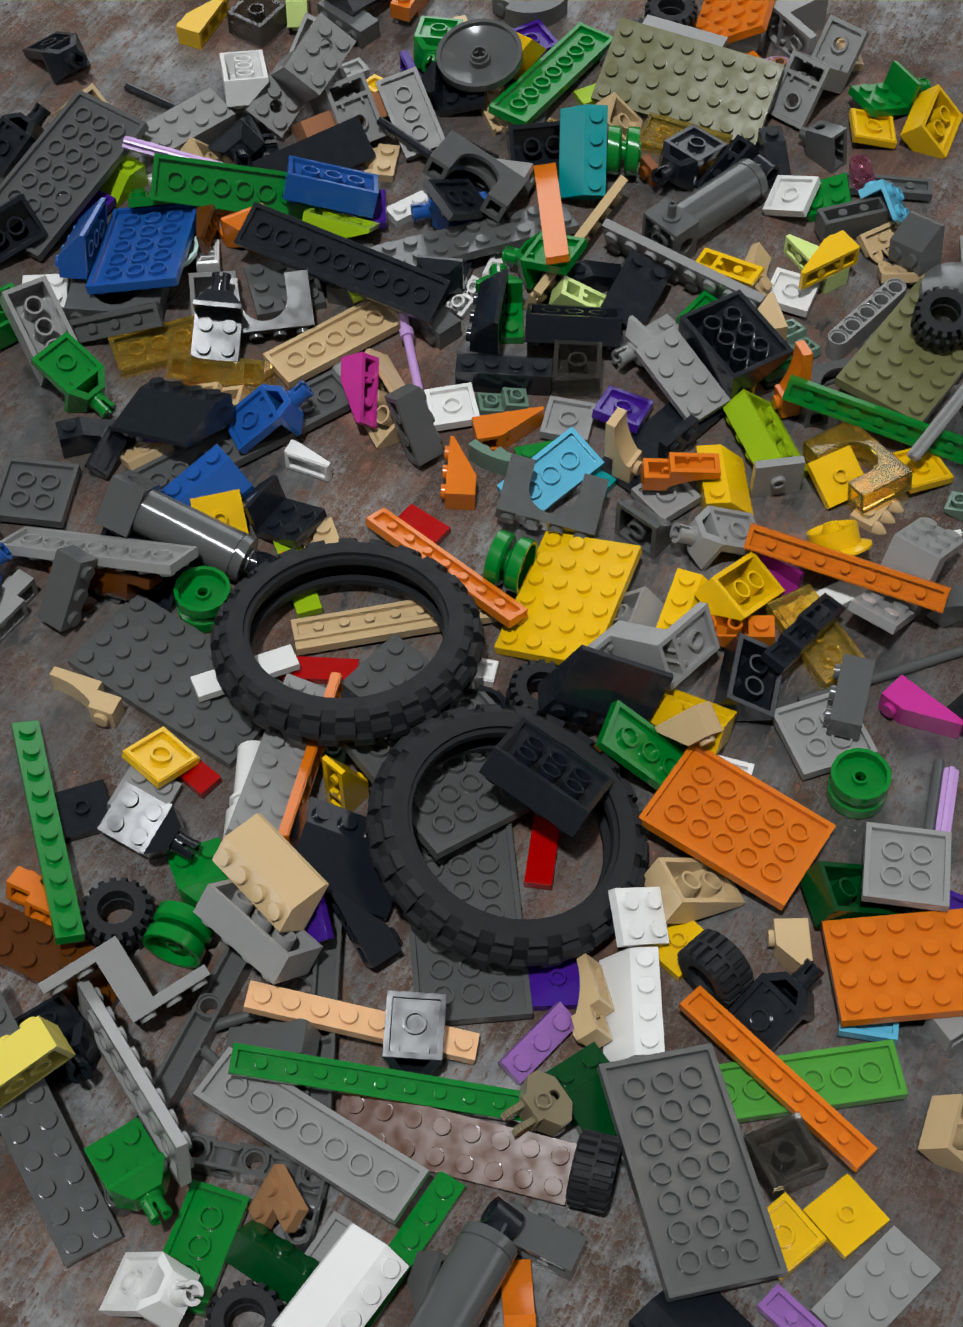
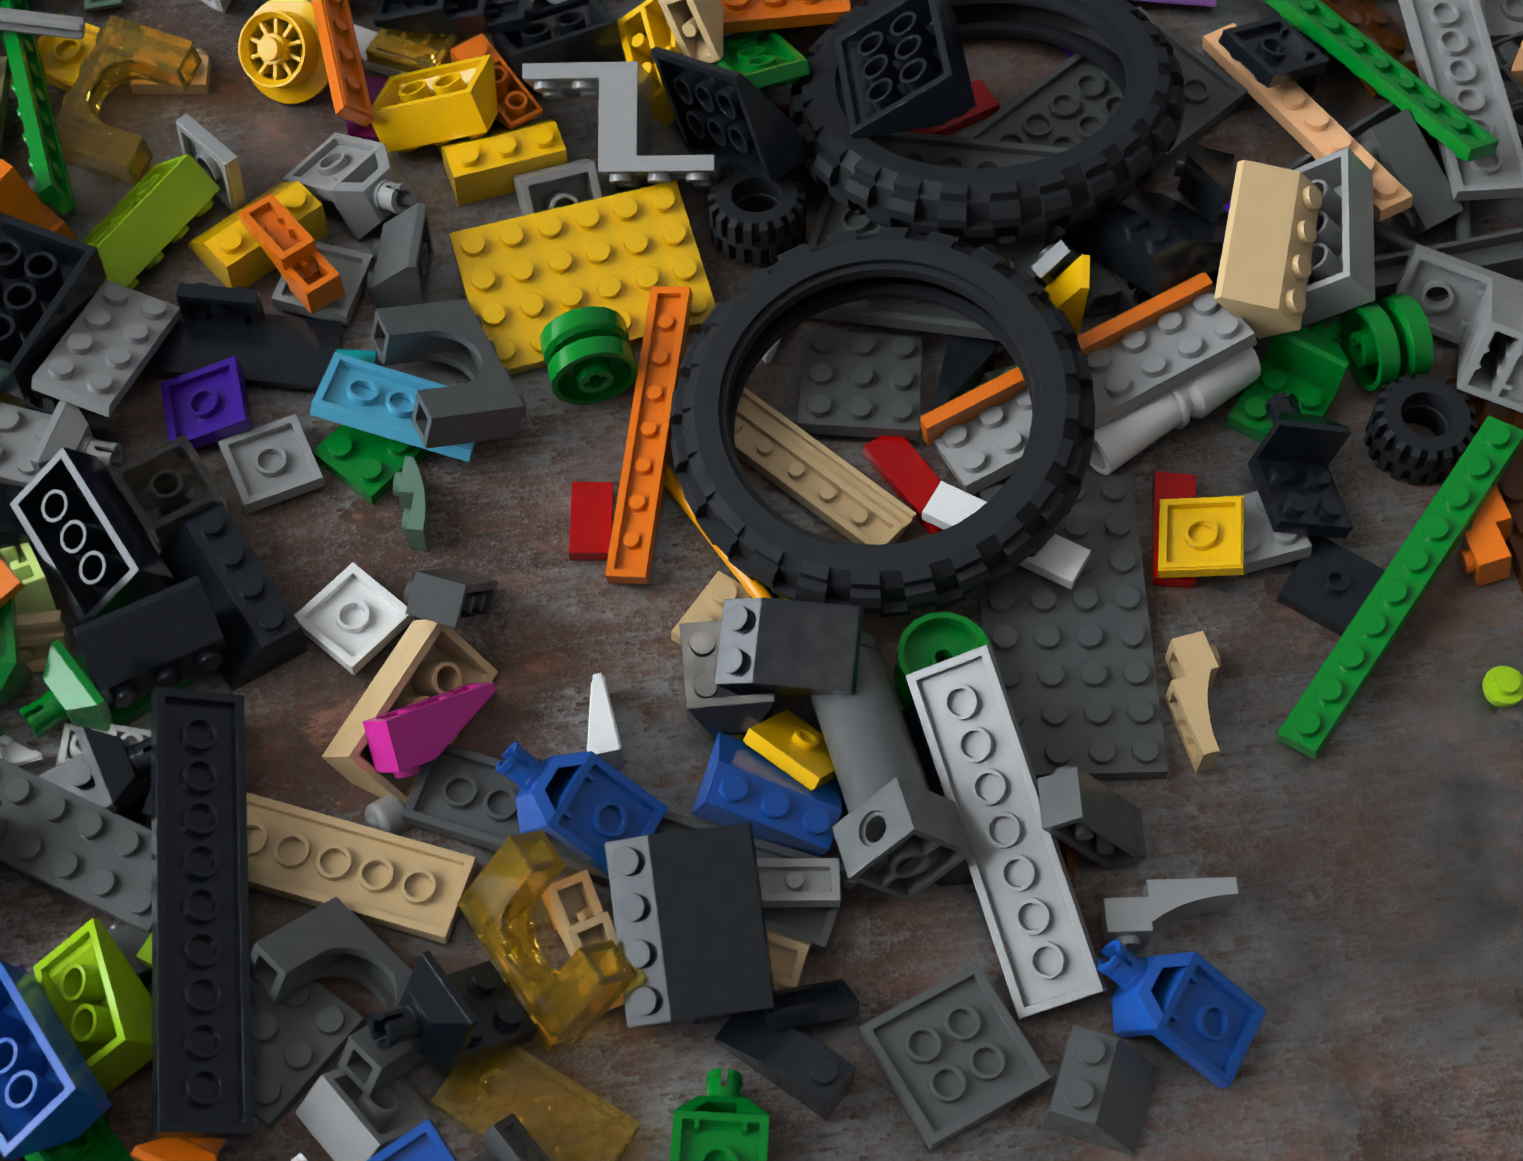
camera: 130 degrees left, 5 degrees up
(170, 463) = (799, 882): none -> light grey plate
(260, 515) = (788, 647): none -> black slope
(364, 784) = (1054, 261): none -> plate
(407, 335) = (260, 758): lavender bar -> none
(460, 479) = (485, 517): orange slope -> none
(506, 427) = (354, 525): orange slope -> none
(509, 400) = (291, 566): sand green slope -> none
(621, 447) = (306, 324): tan slope -> none
(832, 475) = (151, 116): yellow plate -> none

